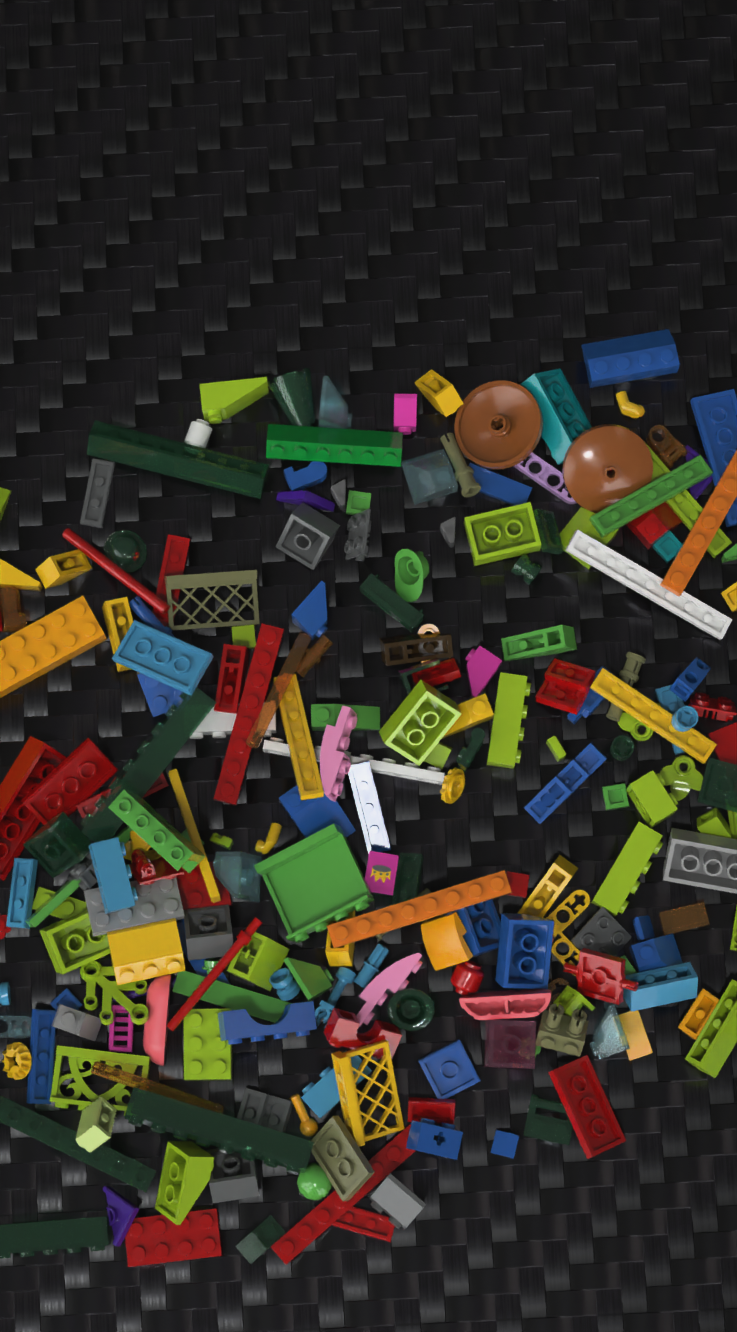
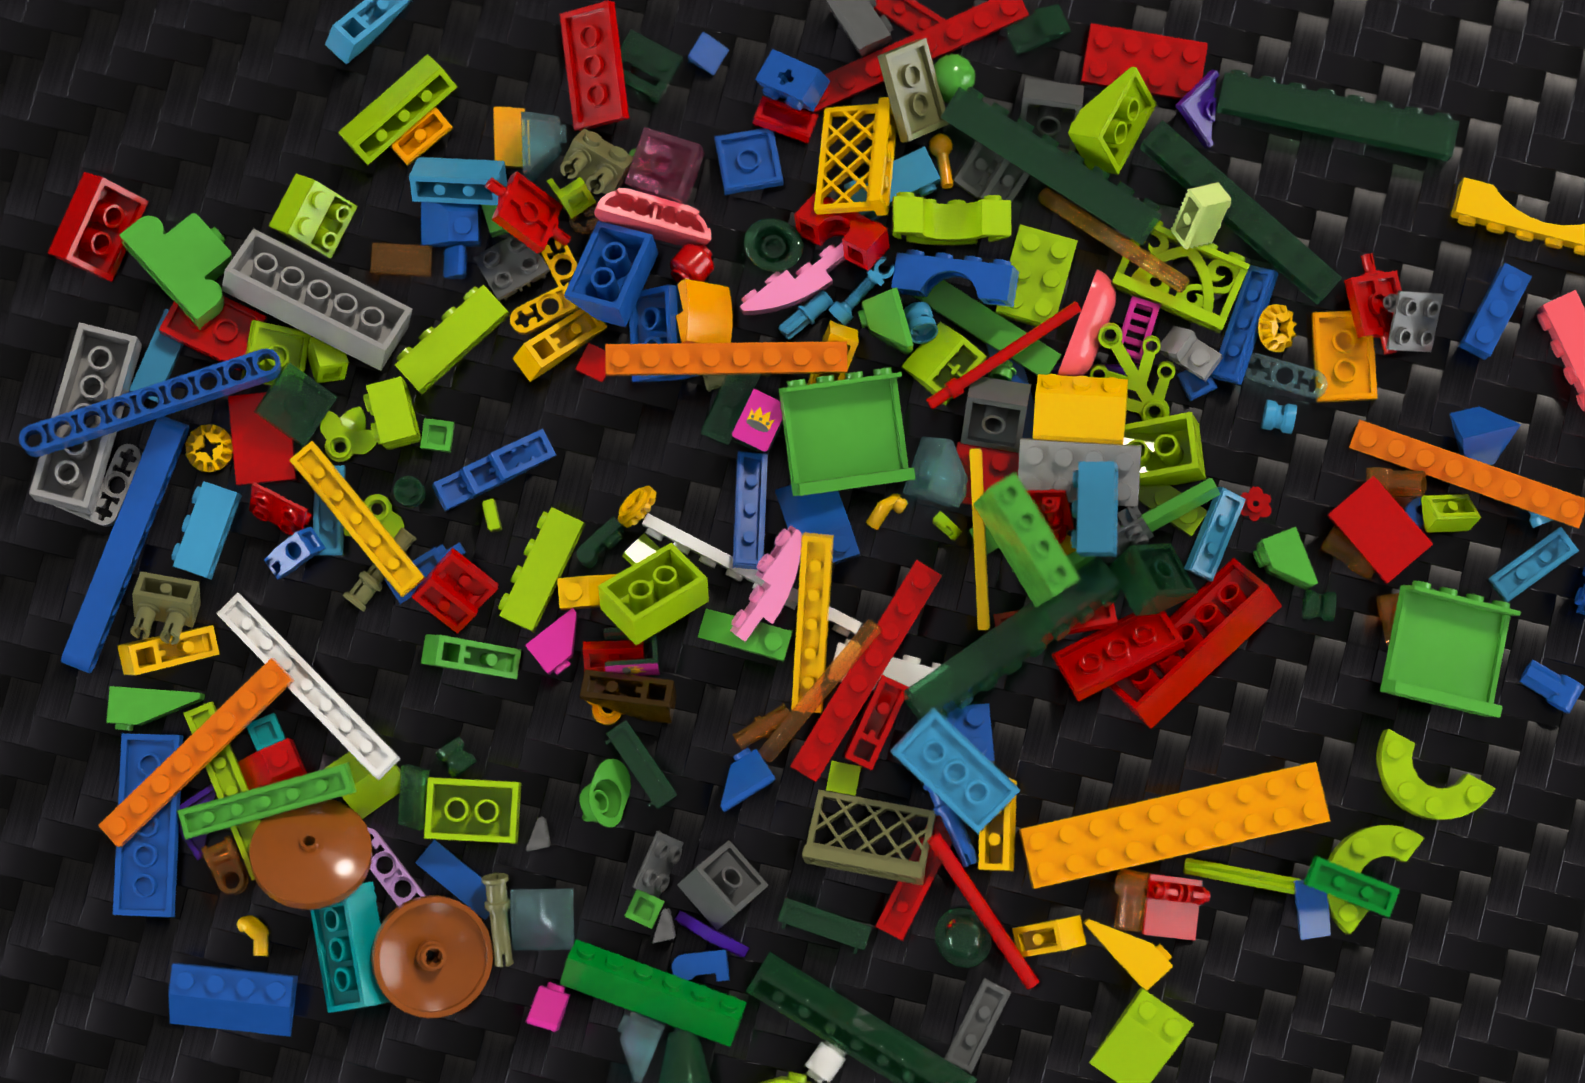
camera: 160 degrees left, 5 degrees up
(227, 530) = (824, 924): none -> clear green container
(282, 1067) = (950, 223): none -> lime brick
(439, 393) = (495, 1025): yellow slope -> none
(688, 716) = (314, 496): dark azure wheel -> none

